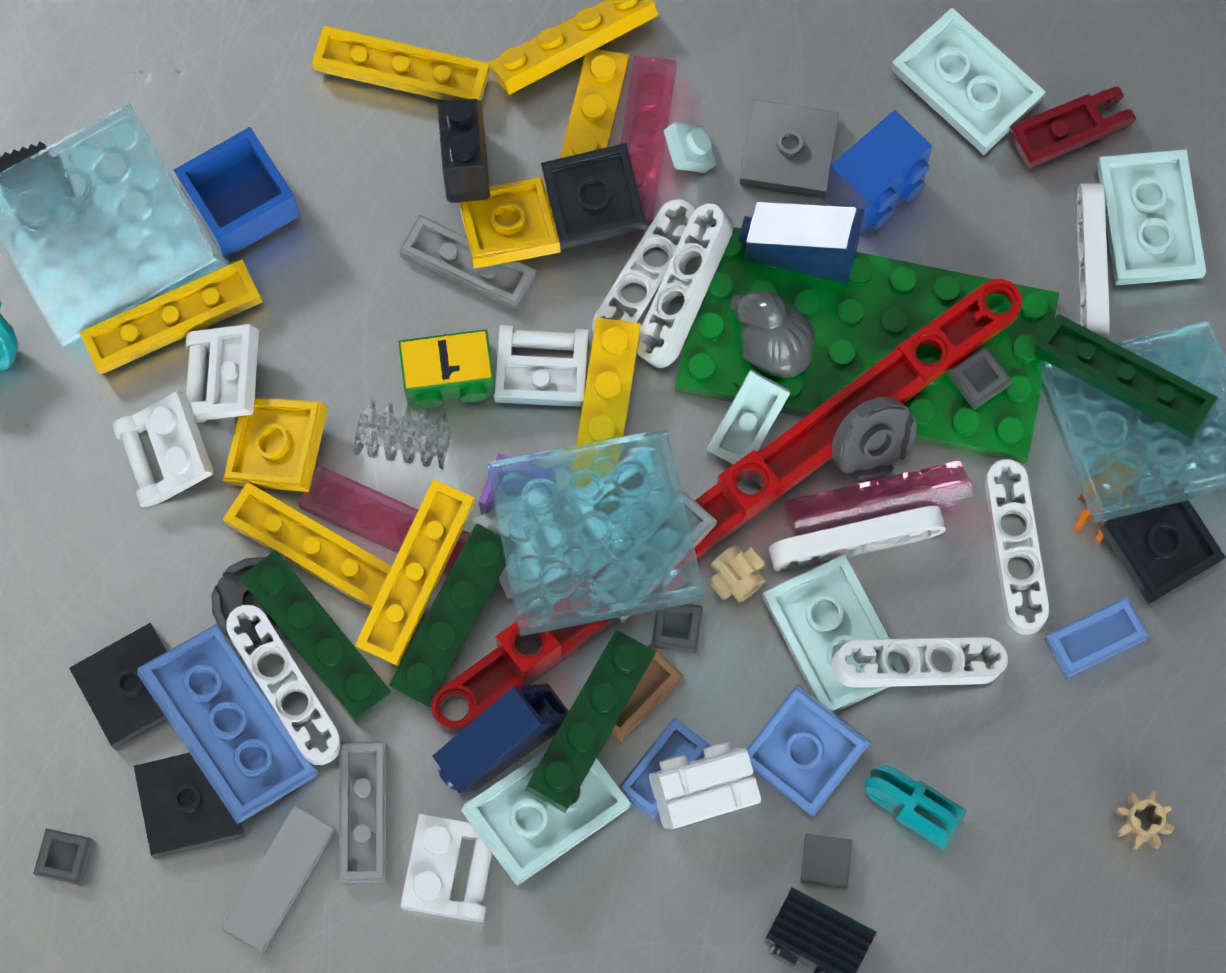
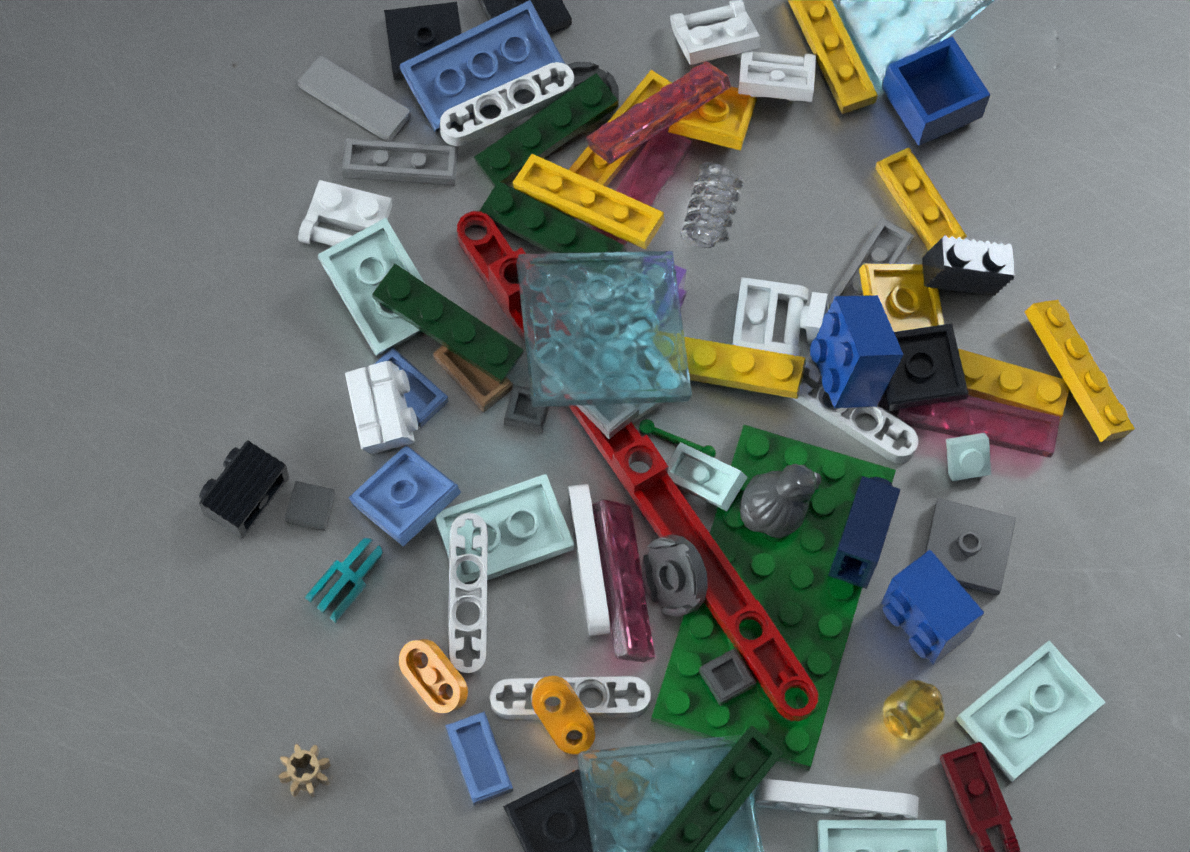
camera: 90 degrees right, 5 degrees down
(290, 500) = (658, 112): none -> clear pink plate
(372, 211) = (918, 198): none -> yellow tile
(399, 66) = (1054, 230): yellow plate -> none
(447, 368) = (770, 242): brick -> none
(500, 736) = (445, 258): dark blue slope -> none
(538, 313) = (813, 315): none -> white plate
(591, 258) = (856, 351): none -> blue piece
(691, 286) = (885, 458): white beam -> none
(708, 424) = (648, 428): none -> green hinge
(737, 573) = (565, 455): tan gear -> none
(986, 192) = (913, 710): none -> clear yellow head
(1016, 697) = (433, 679): none -> light orange plate
(1044, 546) = (565, 716): none -> light orange plate

